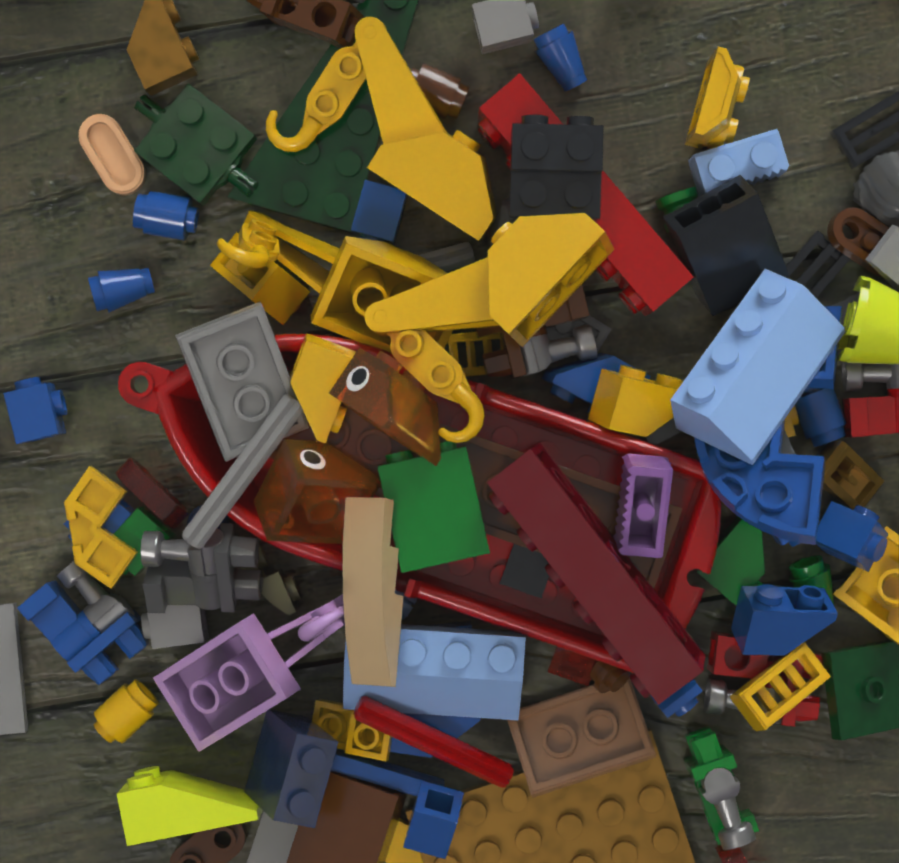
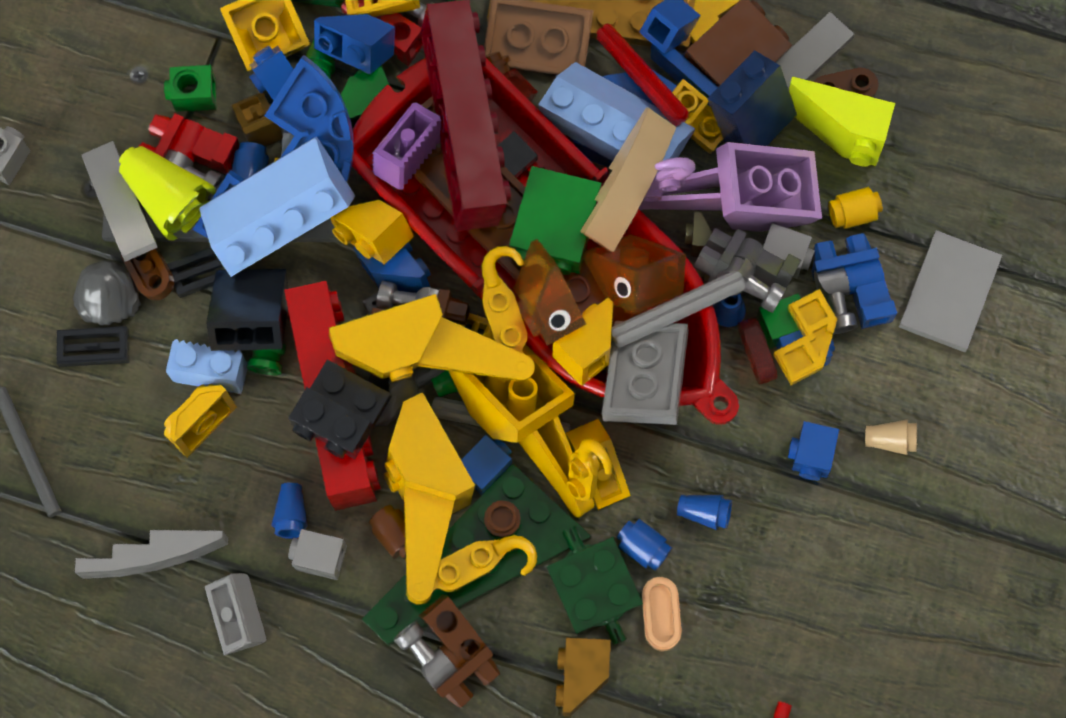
camera: 150 degrees left, 15 degrees down
(327, 160) = (502, 518): none -> reddish brown plate

